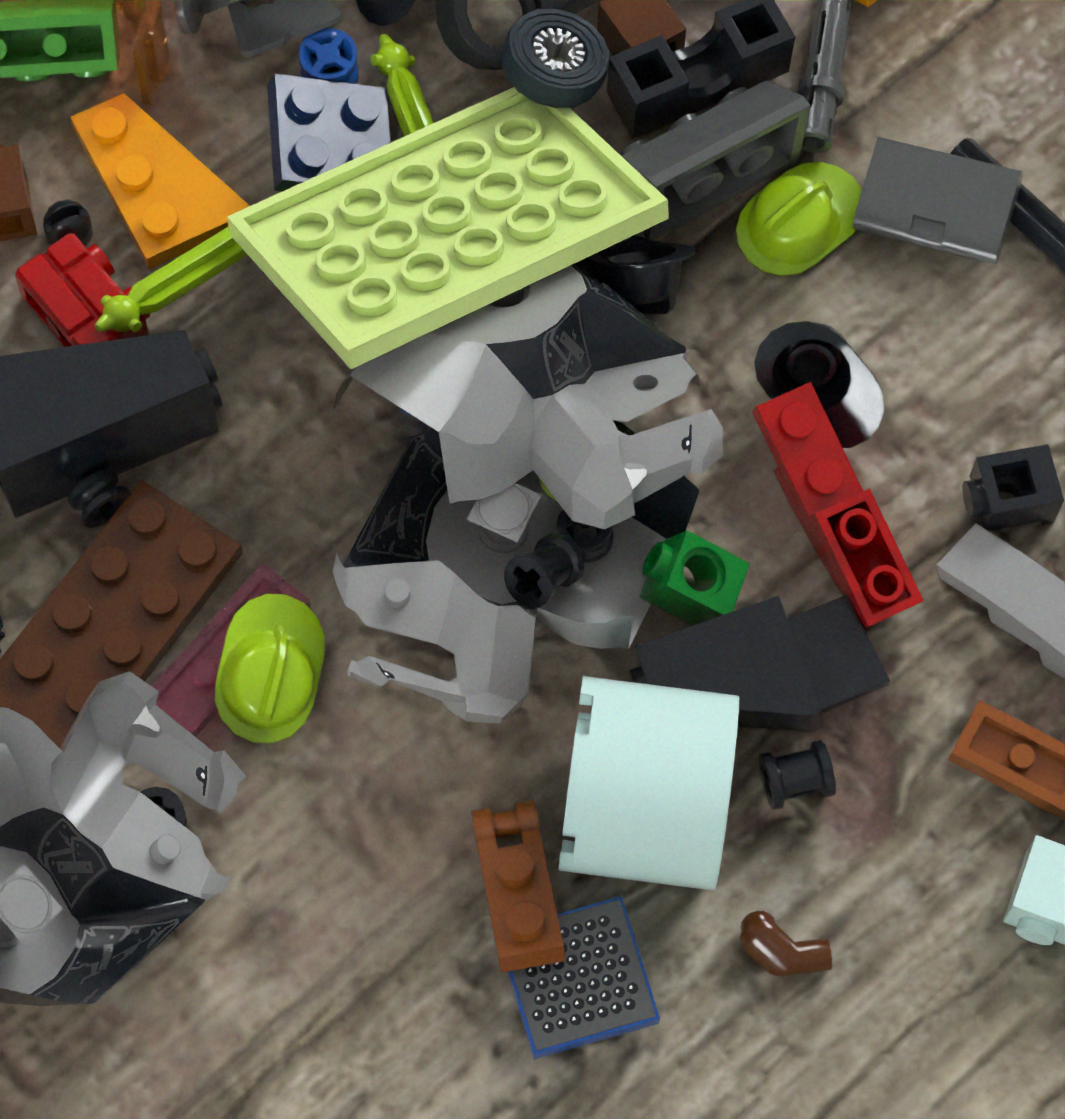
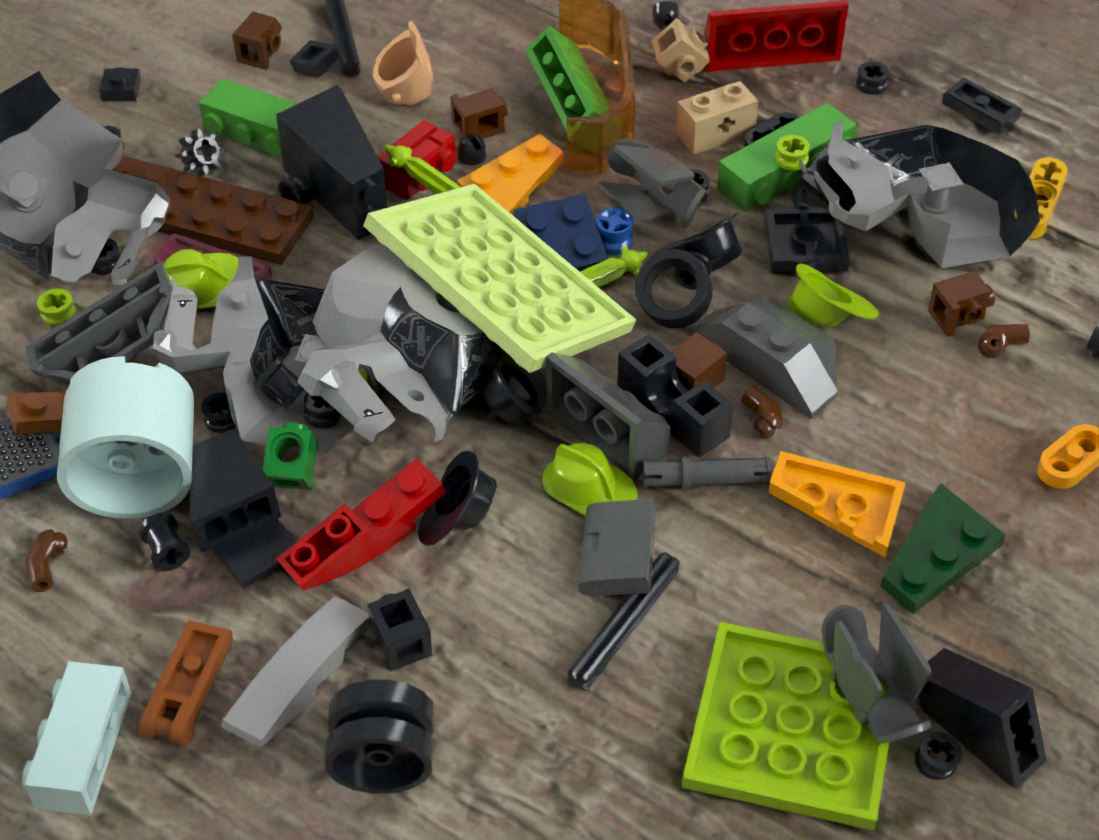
camera: 80 degrees right, 20 degrees down
(239, 899) = (56, 306): none -> lime bush
(407, 800) = (109, 328): none -> dark grey wedge
(548, 35) = (645, 295): black bush -> none
(557, 693) = (216, 403): none -> black bush

